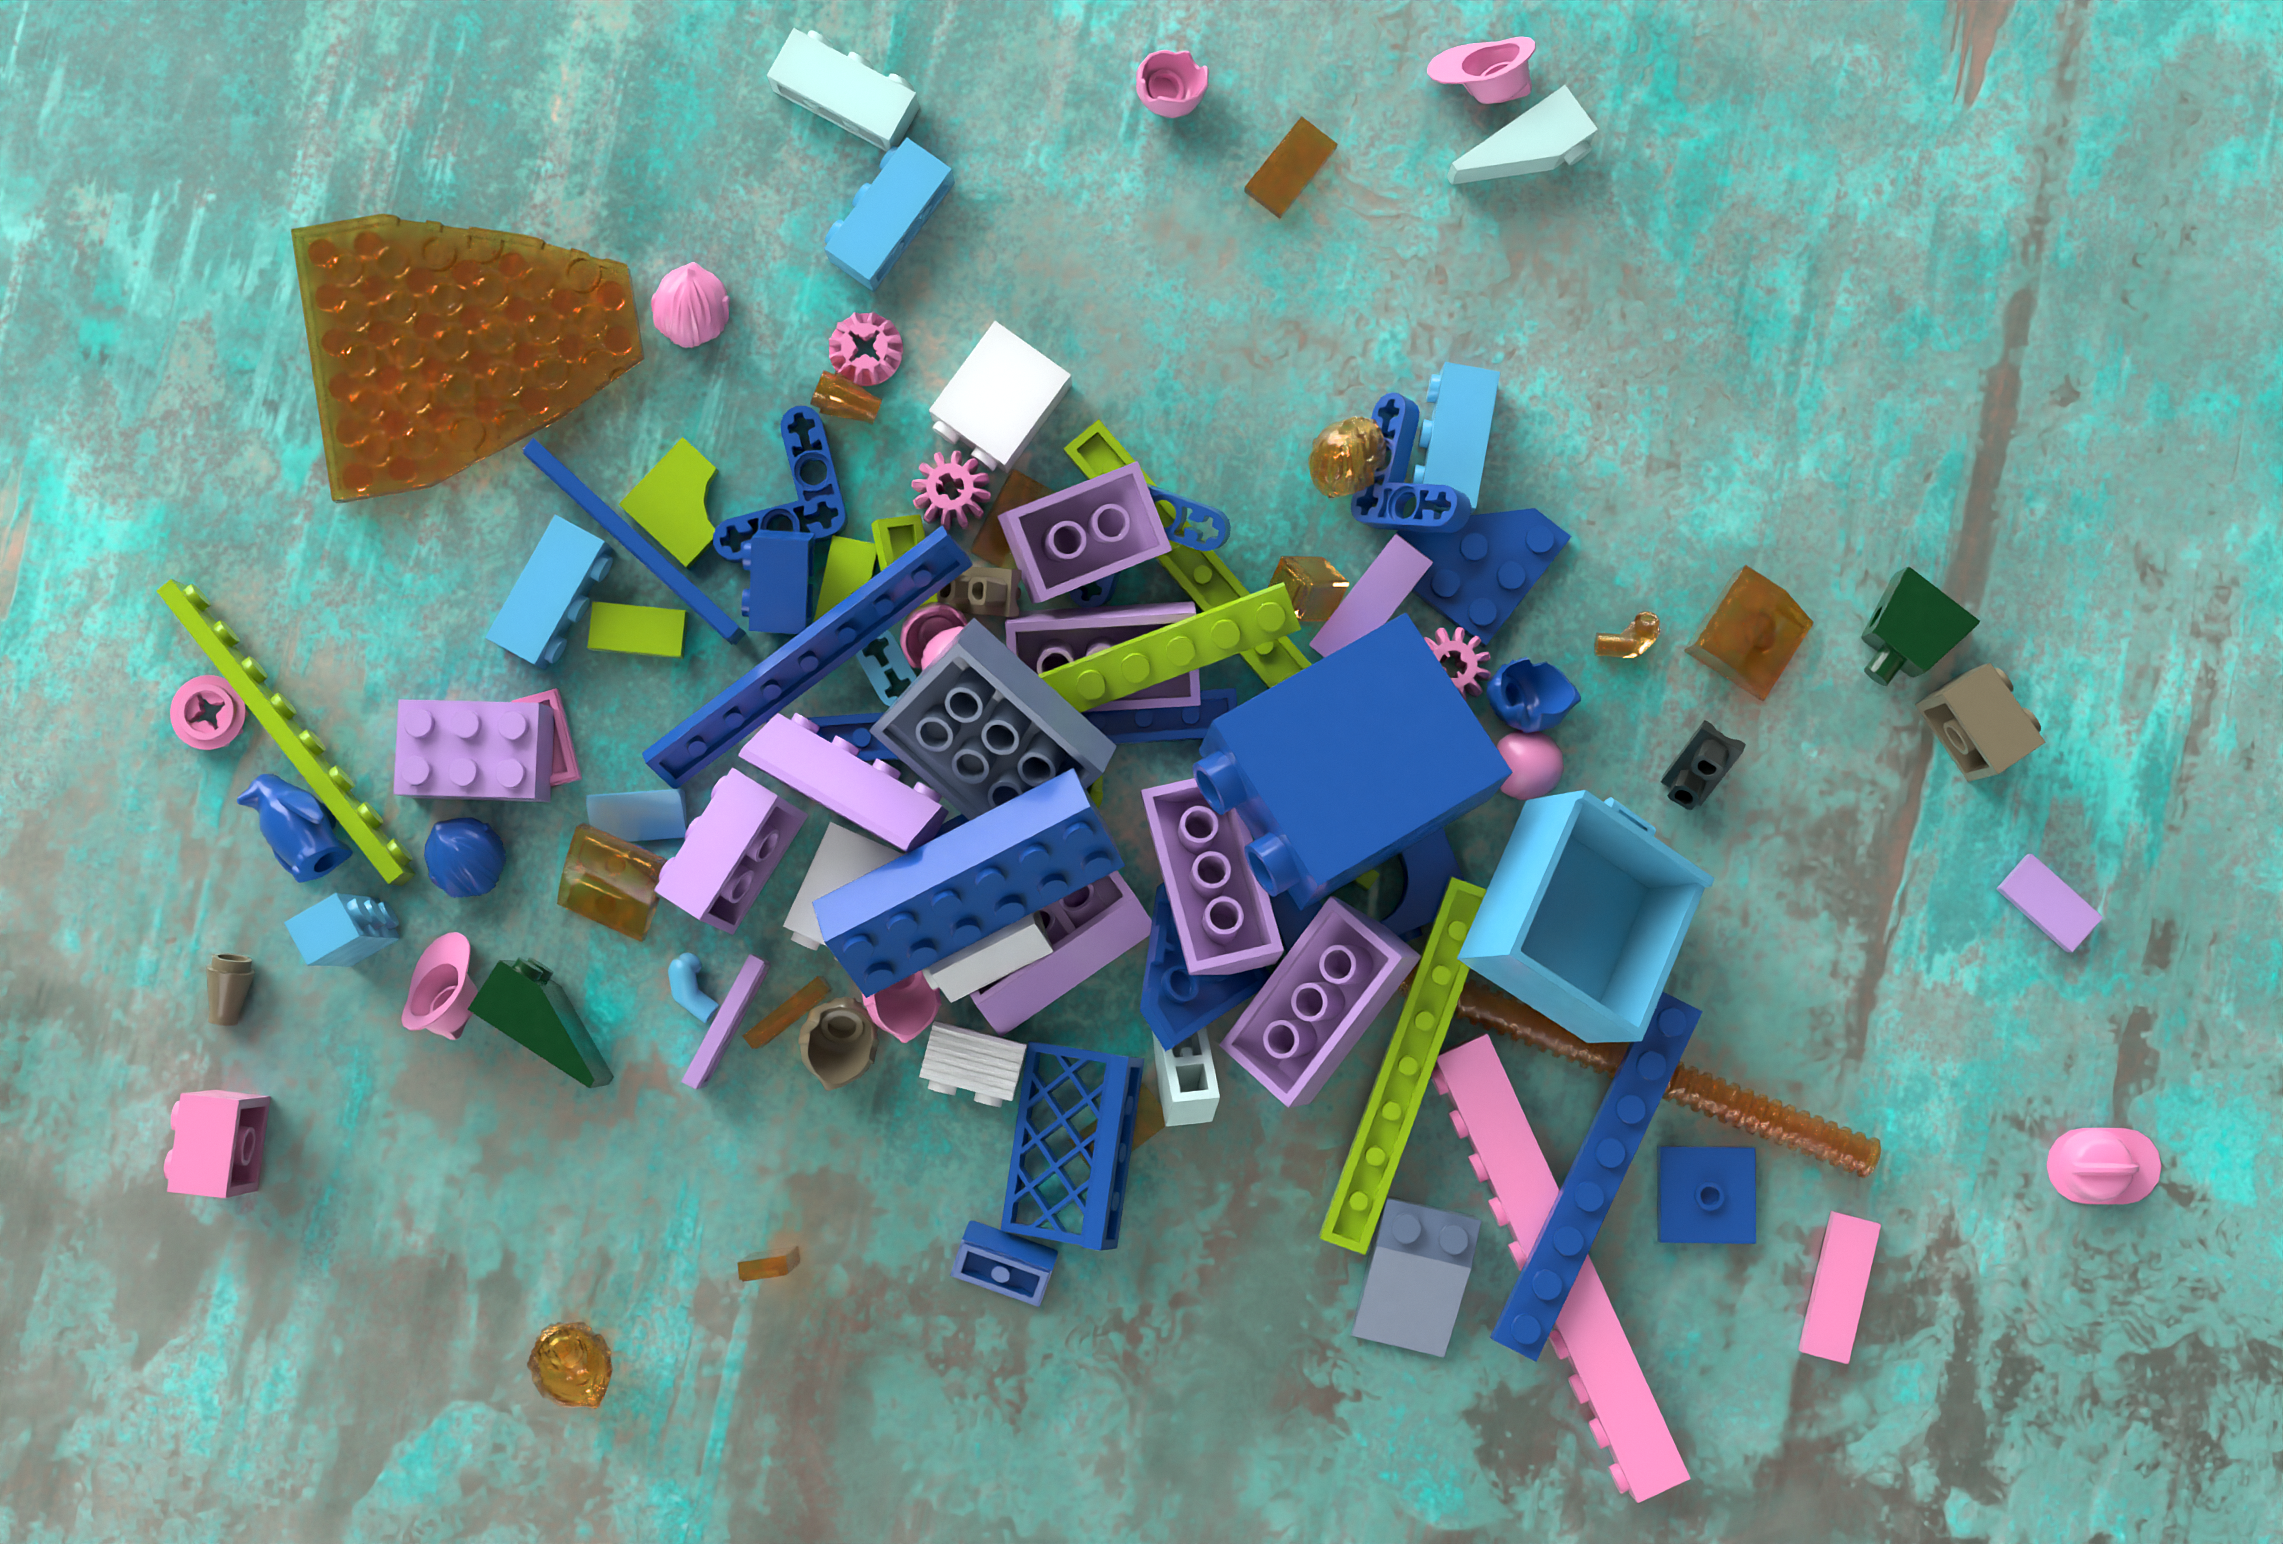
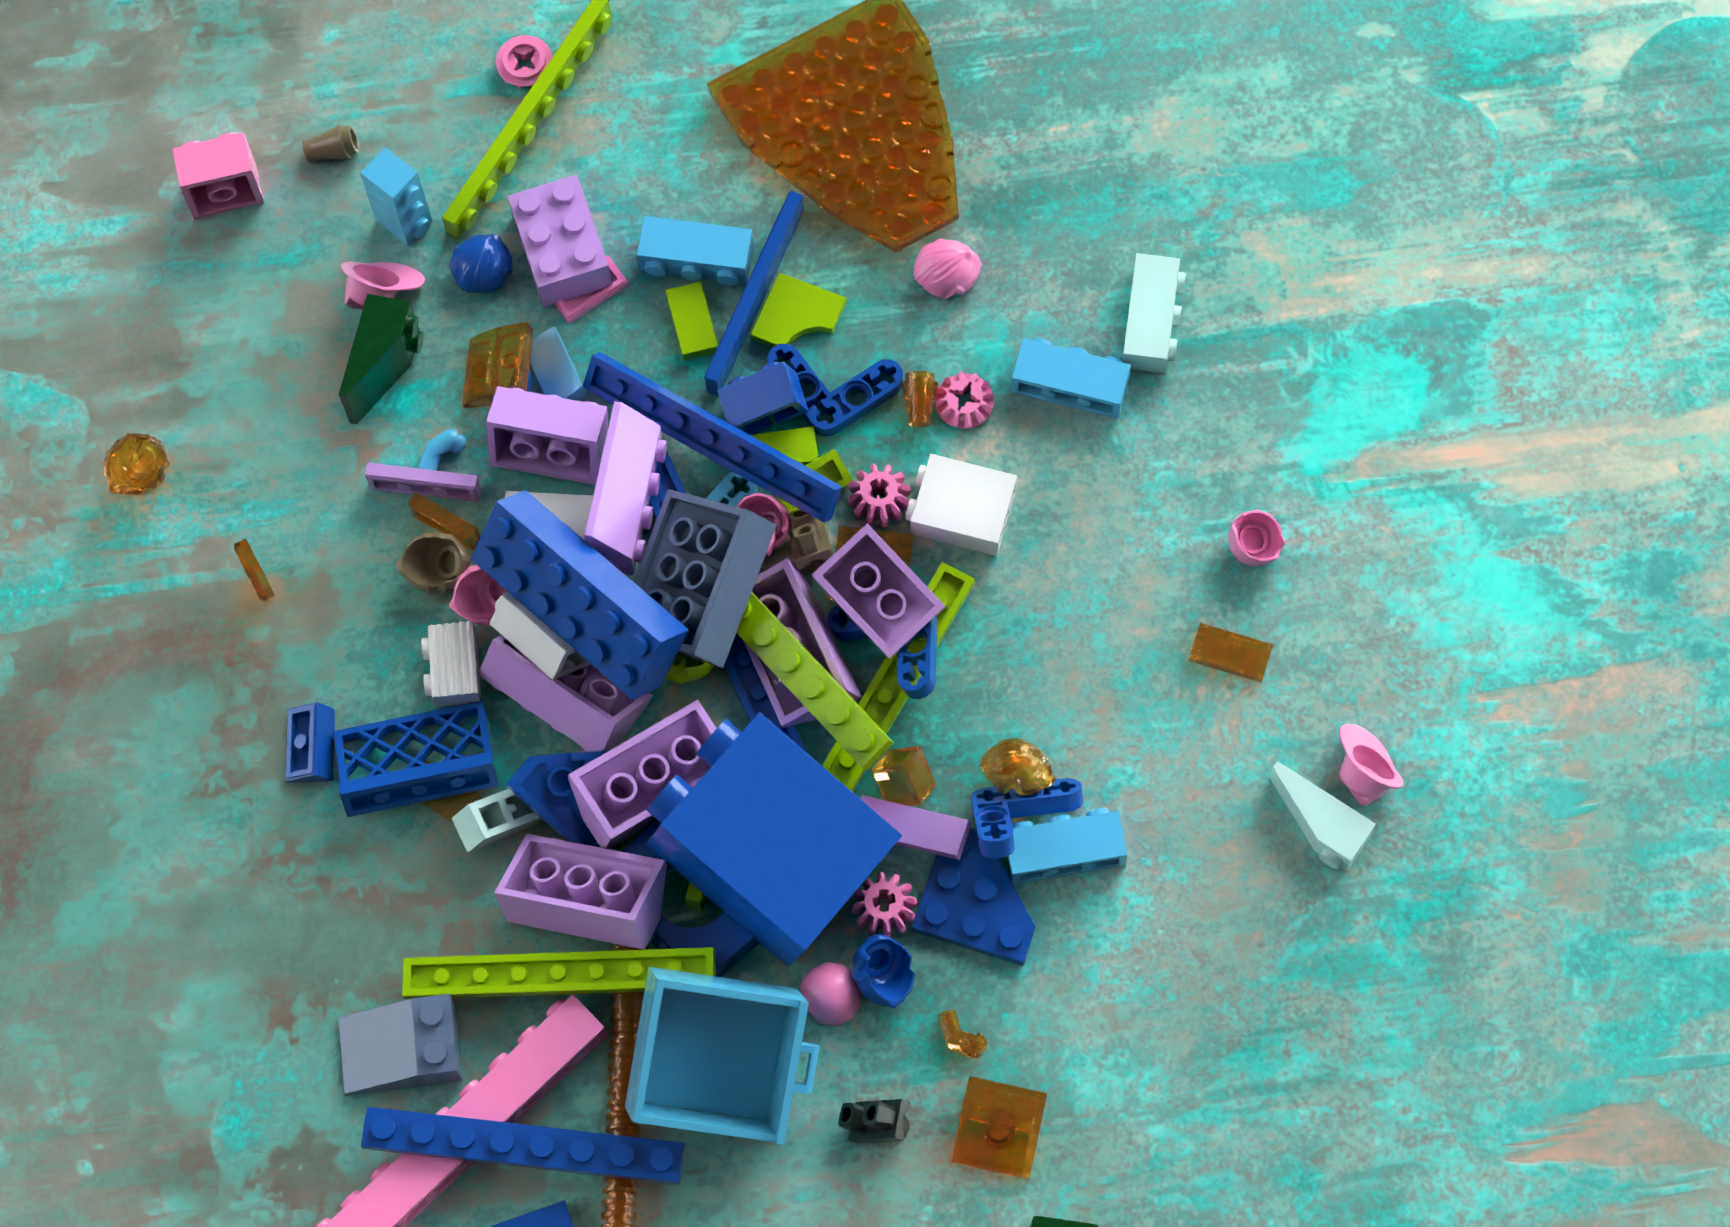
camera: 75 degrees right, 15 degrees down
(296, 827) = (461, 144): blue animal -> none

